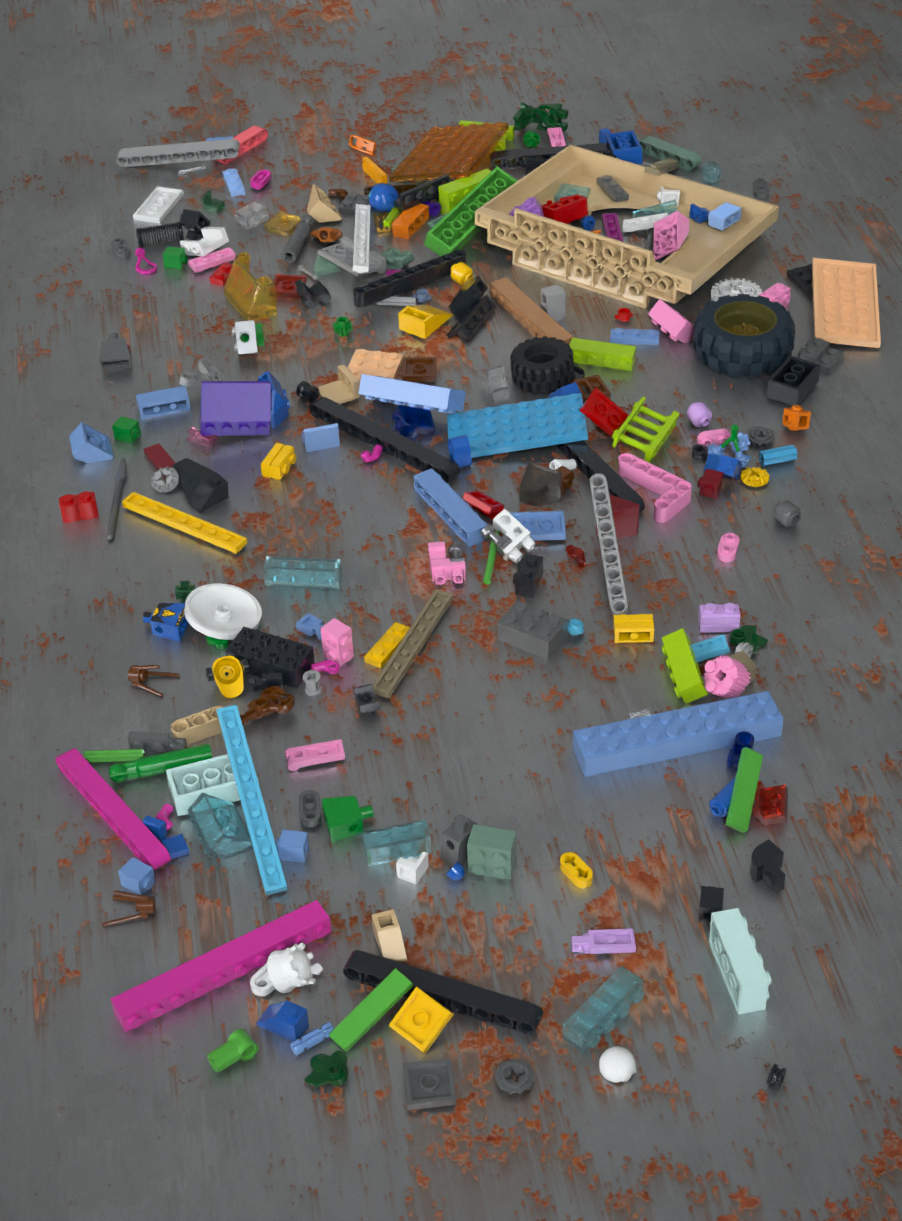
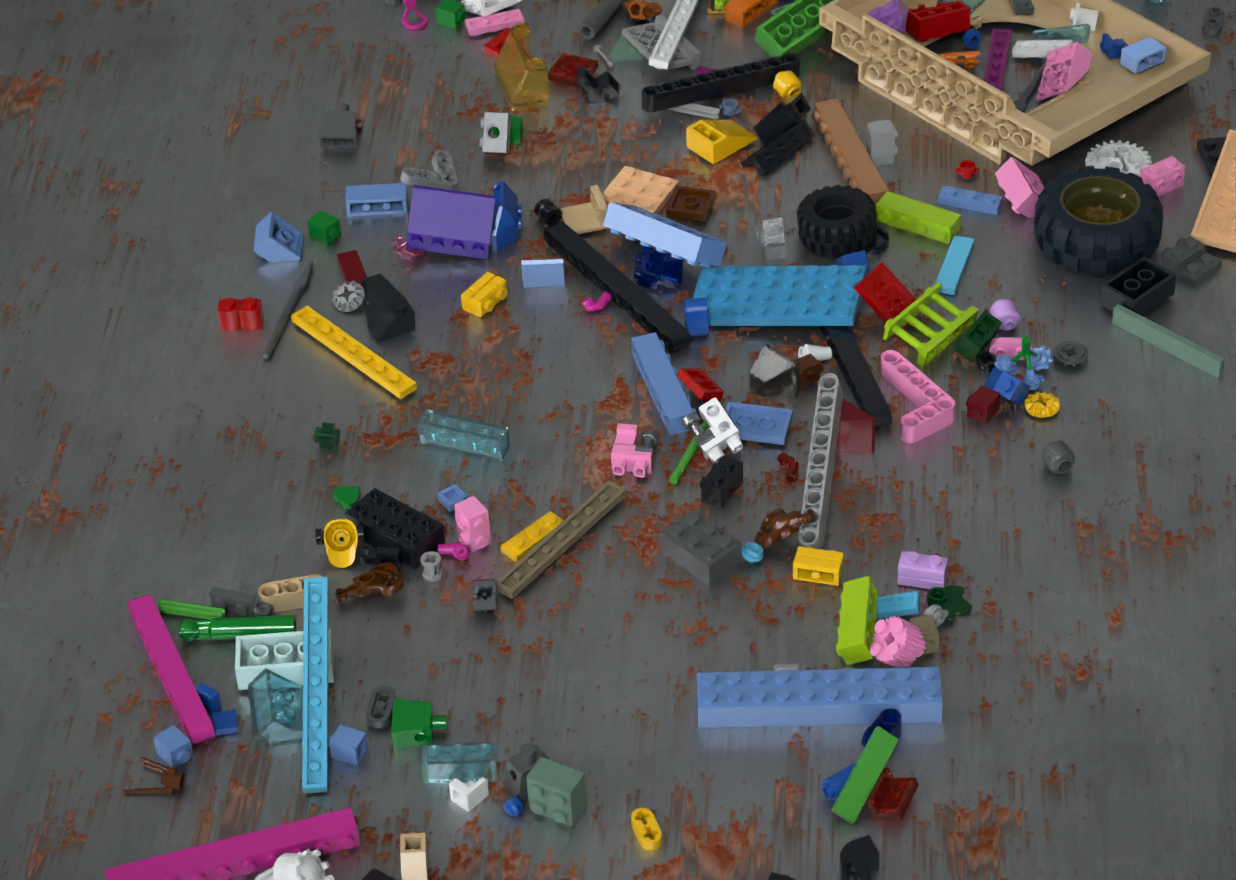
camera: 15 degrees right, 0 degrees up
(139, 674) = (248, 522): reddish brown plant -> none
(164, 814) = (223, 685): dark pink arm -> none
(168, 621) = (299, 466): blue torso -> none
(222, 610) = (357, 463): white dish -> none
(314, 754) = (407, 648): bright pink plate -> none
(342, 326) = (618, 133): green gear -> none
(396, 259) = (715, 53): sand green cylinder -> none
(590, 383) = (893, 258): reddish brown plate -> none
(592, 601) = (781, 525): none -> reddish brown animal
(642, 383) = (954, 264): none -> medium azure tile
(687, 433) = (978, 336): none -> dark green brick
(728, 547) = (973, 487): bright pink plate -> none
(778, 455) = (1080, 382): dark azure axle -> none
(796, 418) = (1120, 338): orange brick -> none
(835, 416) = (1168, 341): none -> sand green tile

